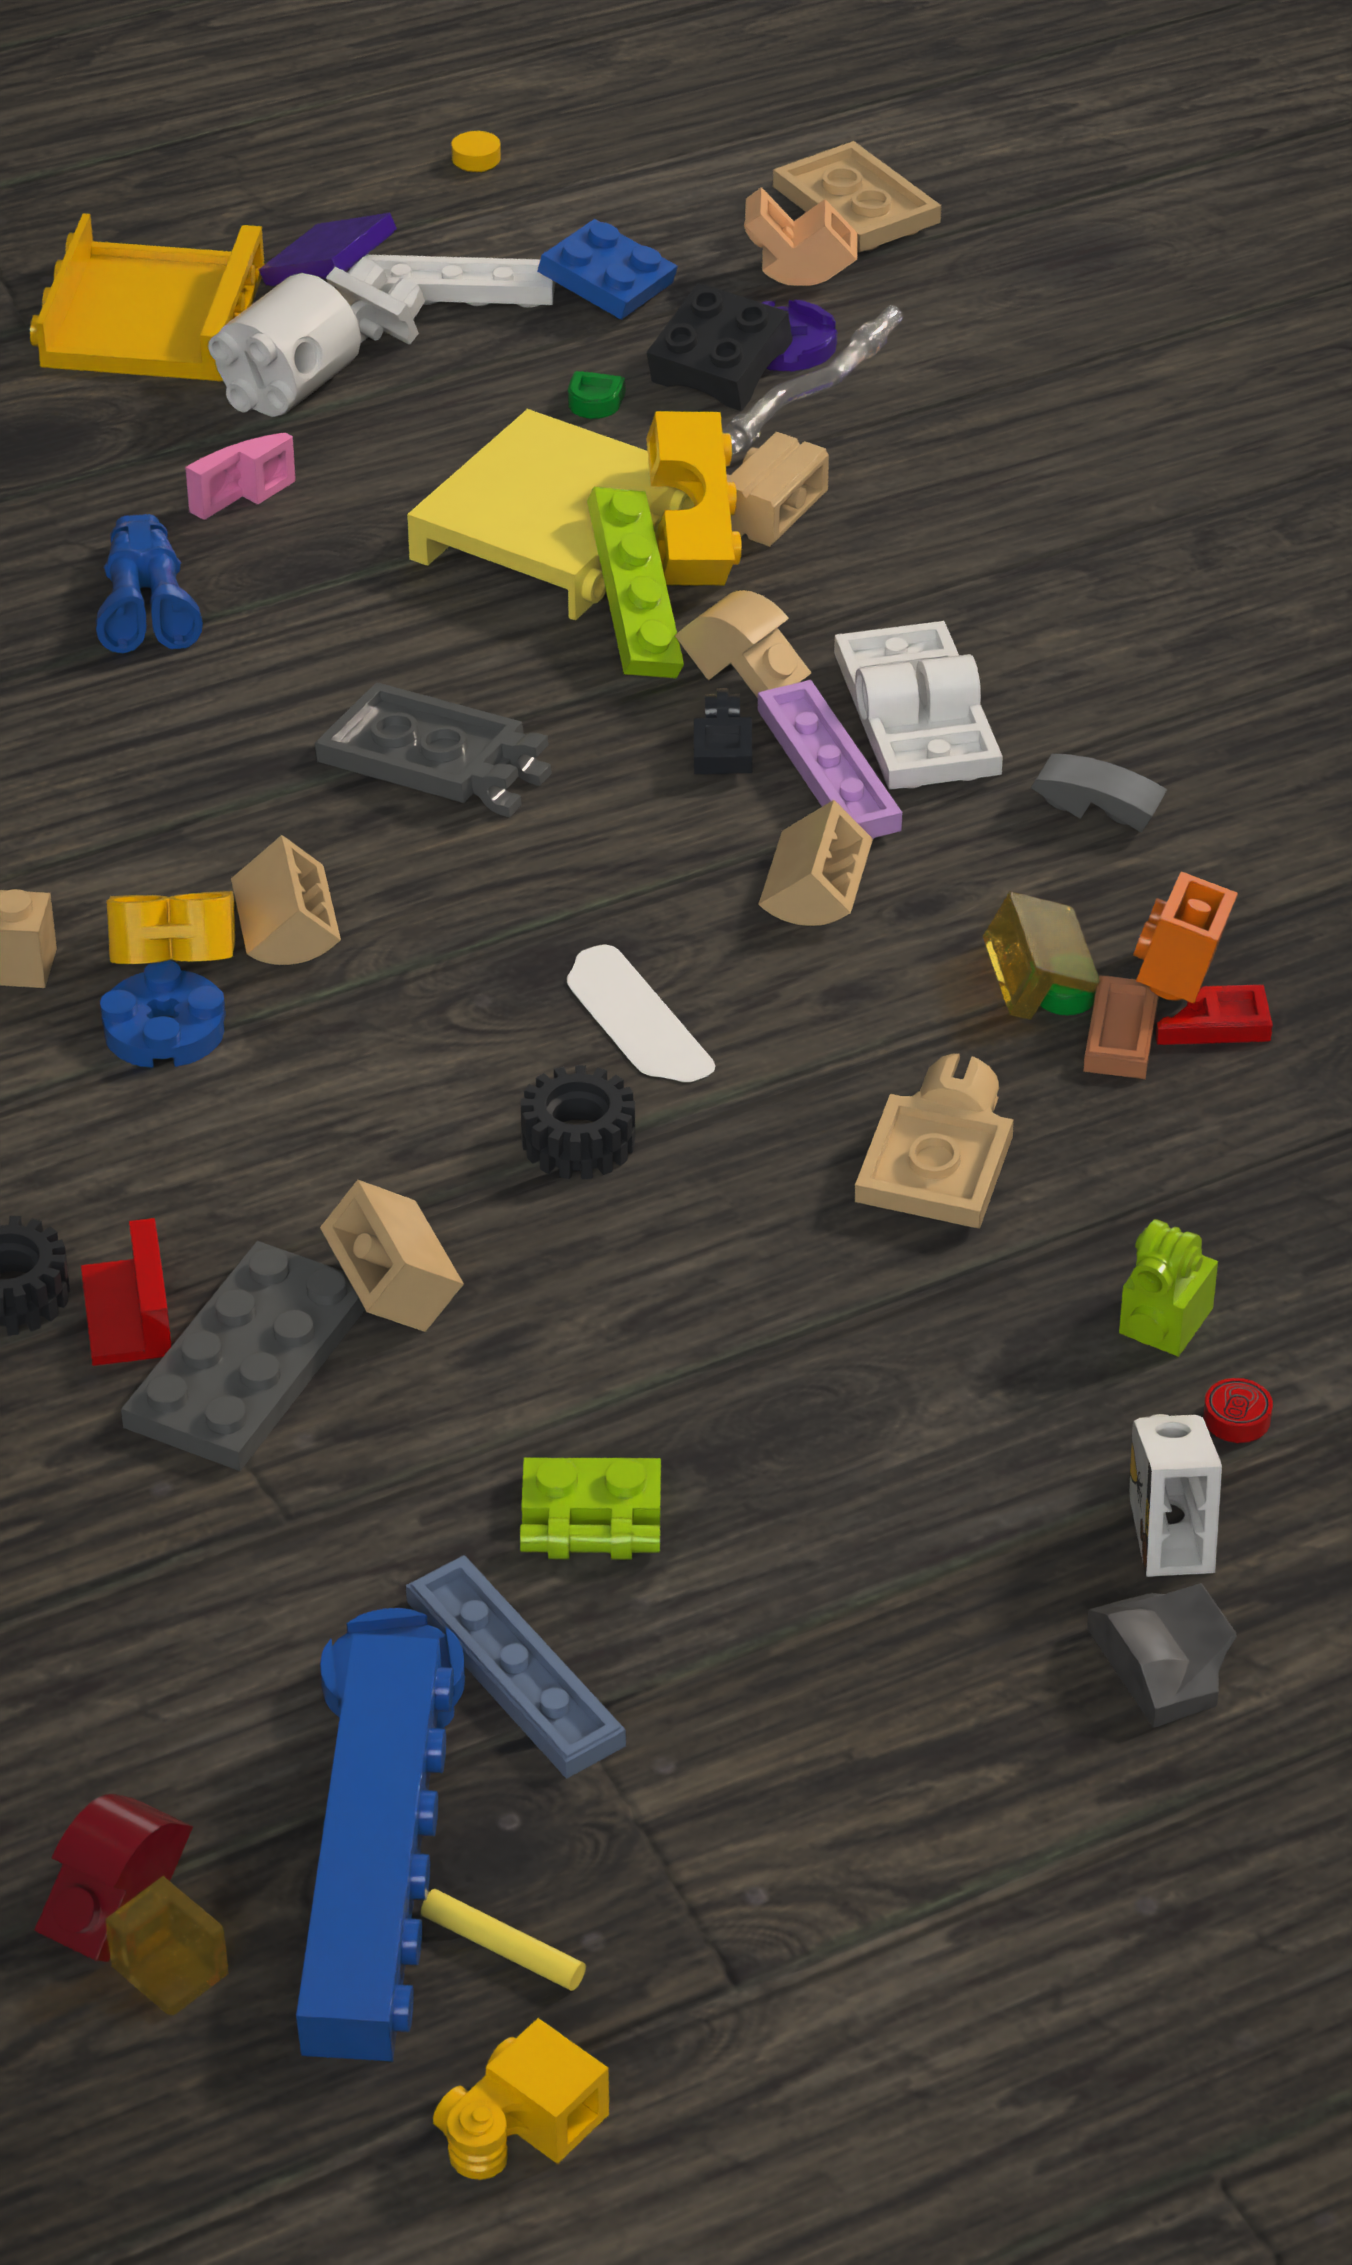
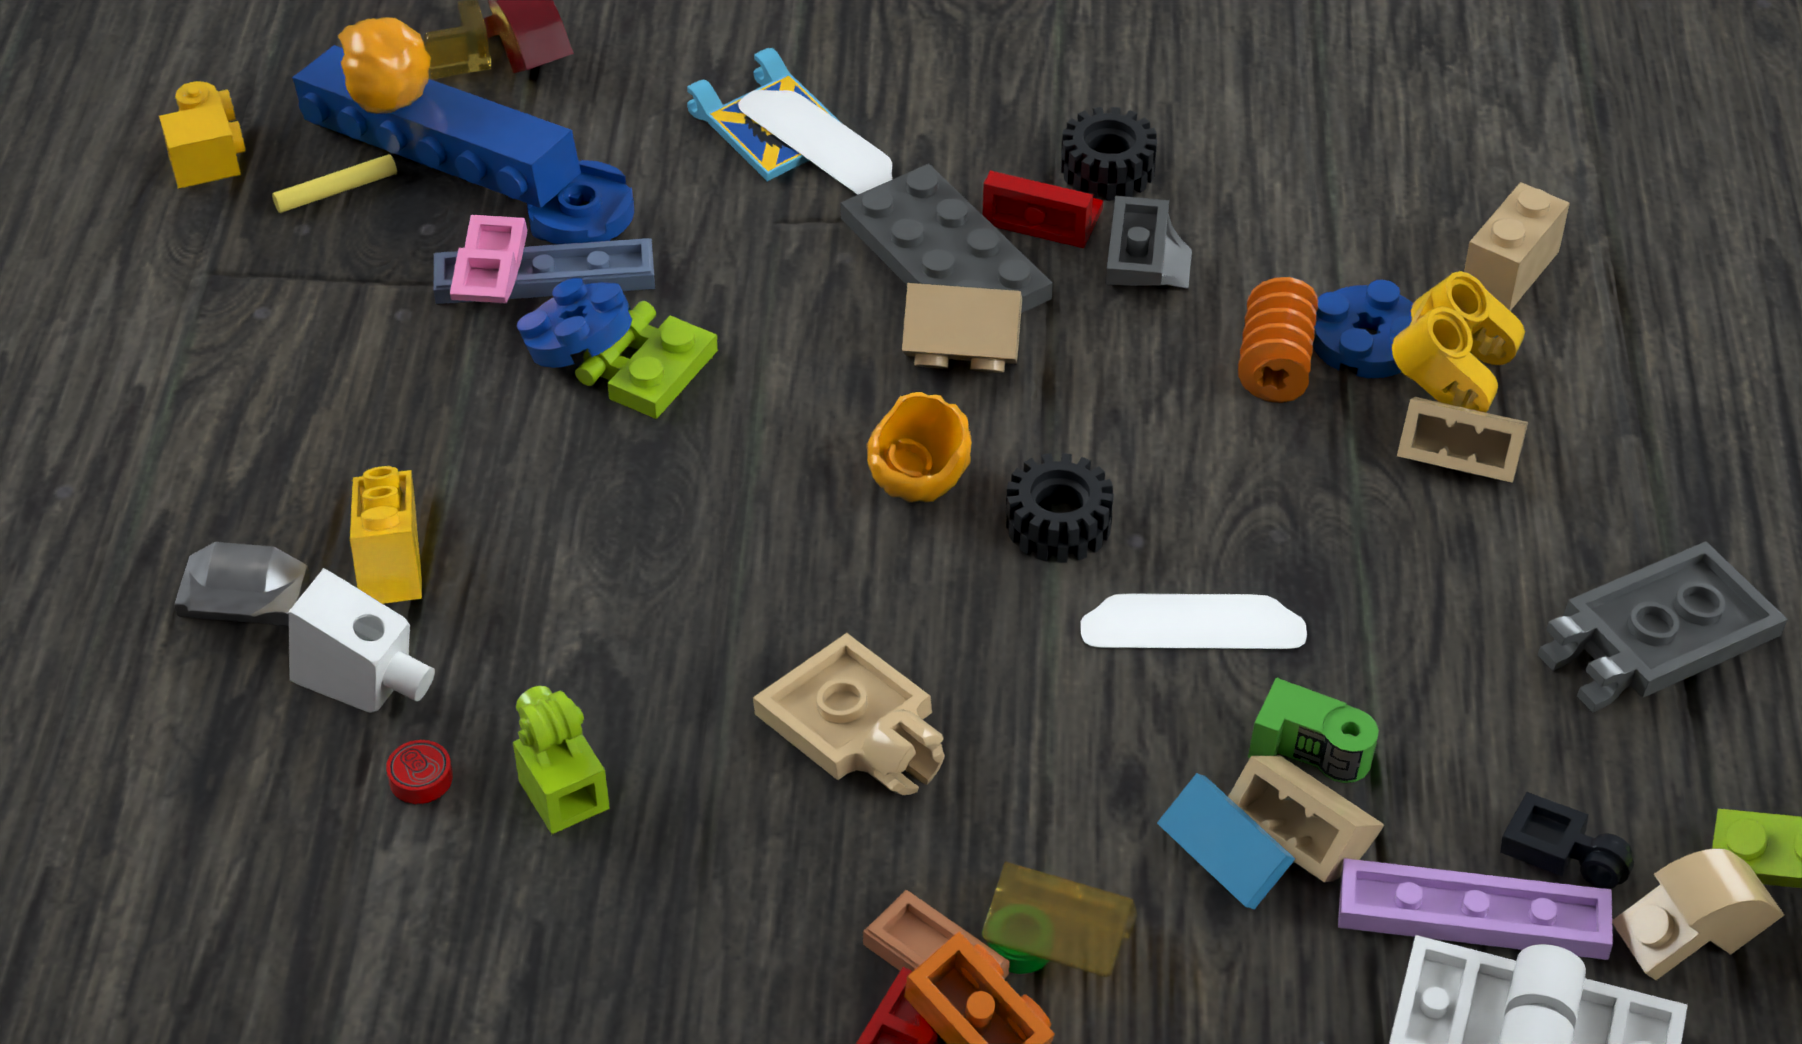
camera: 120 degrees right, 5 degrees up
(117, 1584) = (752, 141): none -> flag
(126, 1529) = (819, 138): none -> white sticker
(177, 1190) = (1146, 246): none -> dark grey slope
(243, 1043) = (1278, 339): none -> orange piece
(377, 1825) = (384, 64): none -> light orange hair
(576, 1676) = (489, 260): none -> bright pink slope
(593, 1216) = (920, 448): none -> light orange hair
(628, 1590) = (575, 320): none -> blue plate
(724, 900) = (1315, 732): none -> bright green leg
(880, 898) = (1225, 841): none -> dark azure tile
(1001, 1566) = (385, 535): none -> yellow slope

